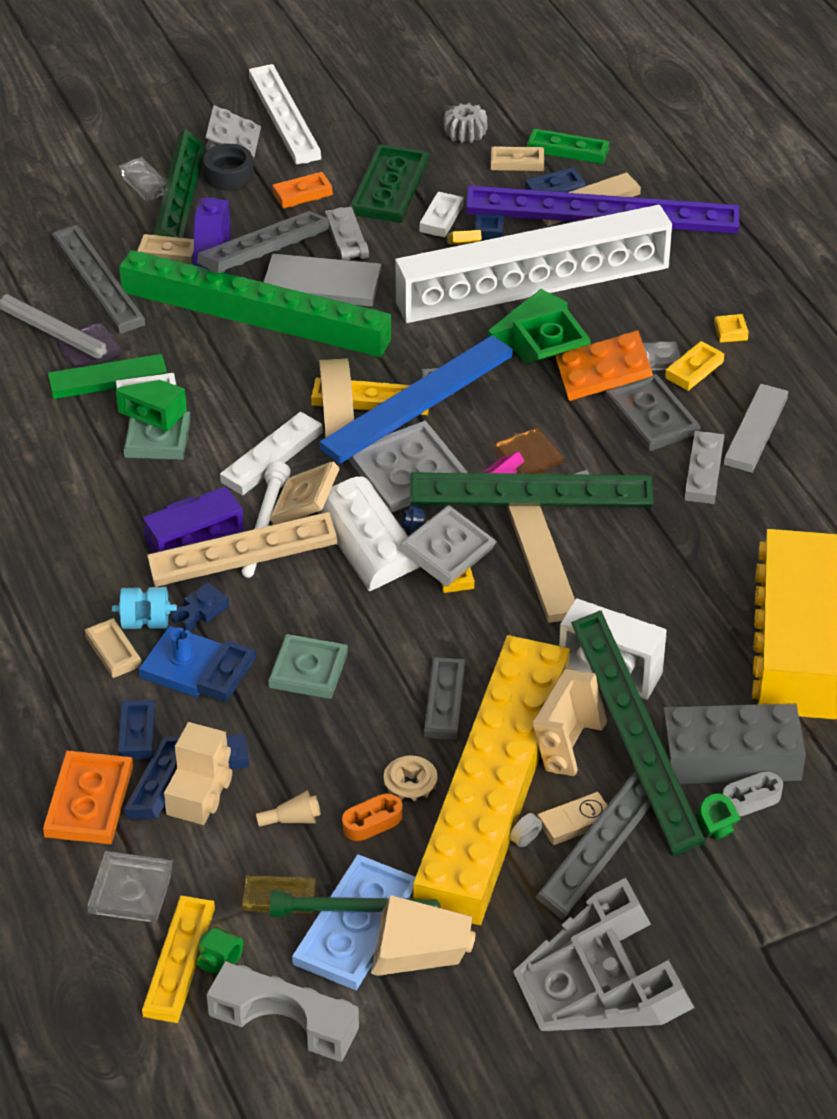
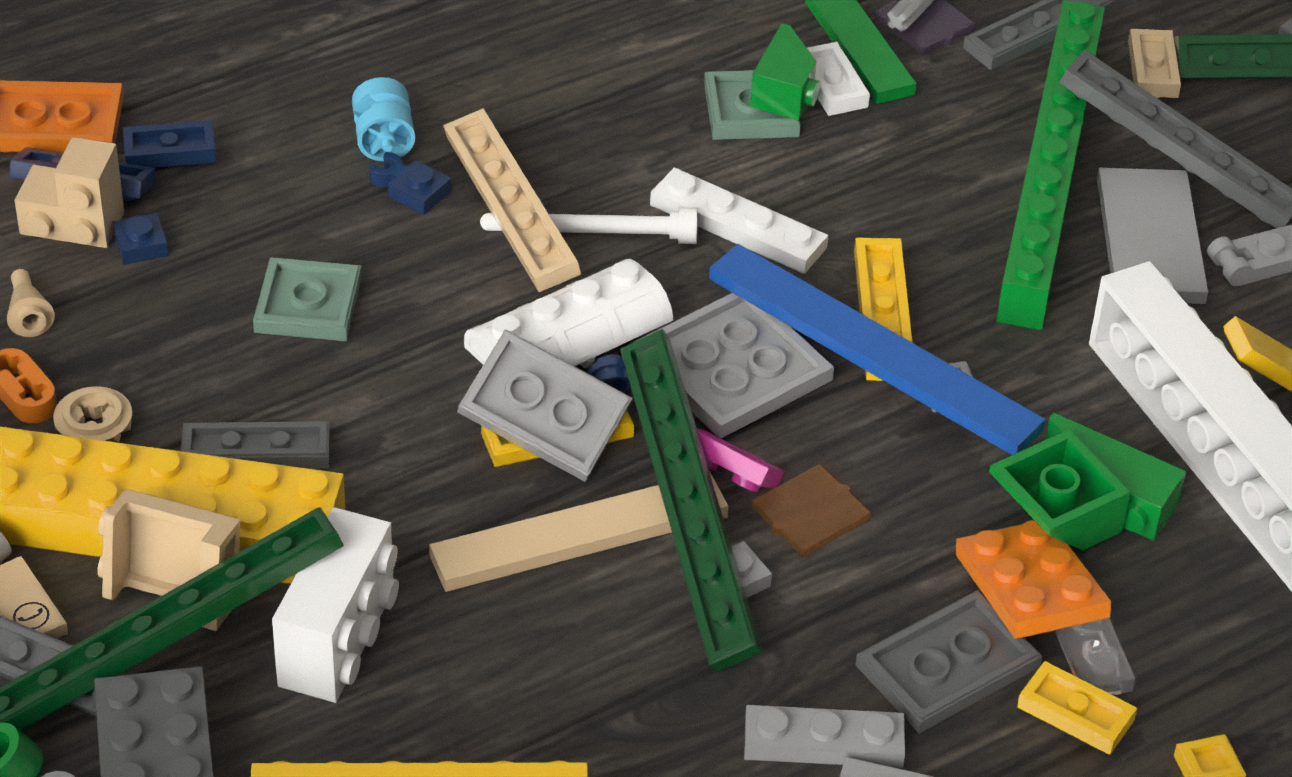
camera: 80 degrees right, 0 degrees up
(113, 648) = (318, 113): tan tile -> none
(179, 660) = (305, 176): blue tile -> none
(194, 521) = (563, 152): dark purple piece -> none
(211, 225) = (1168, 69): dark purple slope -> none
(226, 671) = (282, 214): dark blue plate -> none
(304, 493) = (633, 245): tan tile -> none
(336, 394) = (877, 258): tan slope -> none

